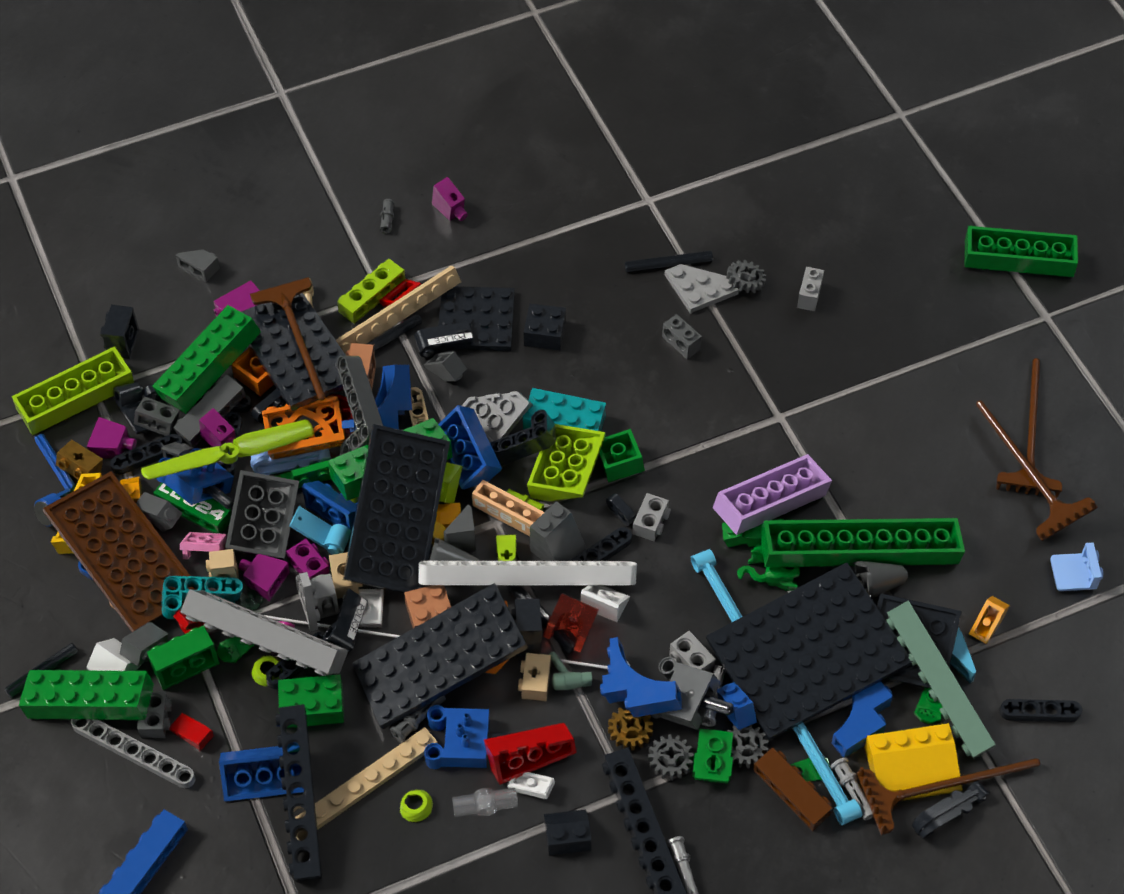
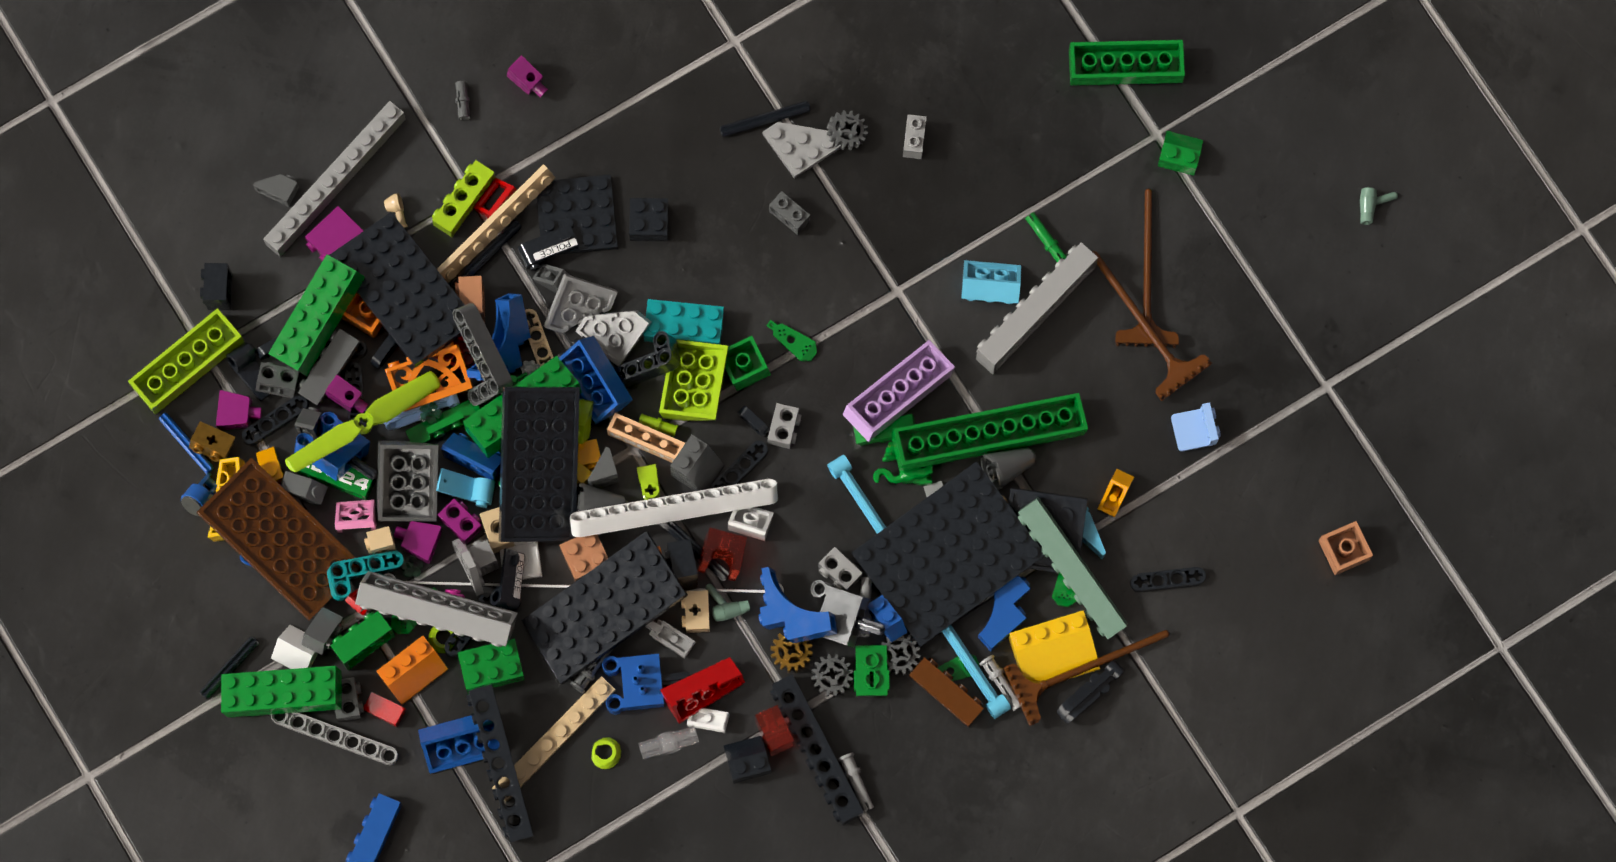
camera: 10 degrees left, 20 degrees up
(228, 694) = (412, 670): none -> orange slope
(252, 261) = (334, 178): none -> light grey brick
(283, 296) = (379, 231): reddish brown piece -> none
(298, 460) = (430, 413): none -> clear green plant
(462, 381) = (575, 301): none -> light grey plate
(503, 698) = (671, 637): none -> light grey hinge
(600, 801) = (774, 730): none -> clear red piece
(680, 452) = (798, 345): none -> green piece
(874, 418) = (991, 282): none -> medium azure slope
(918, 441) = (1036, 308): none -> light grey brick
(935, 391) = (1050, 244): none -> green pin
(1068, 333) = (1180, 153): none -> green slope

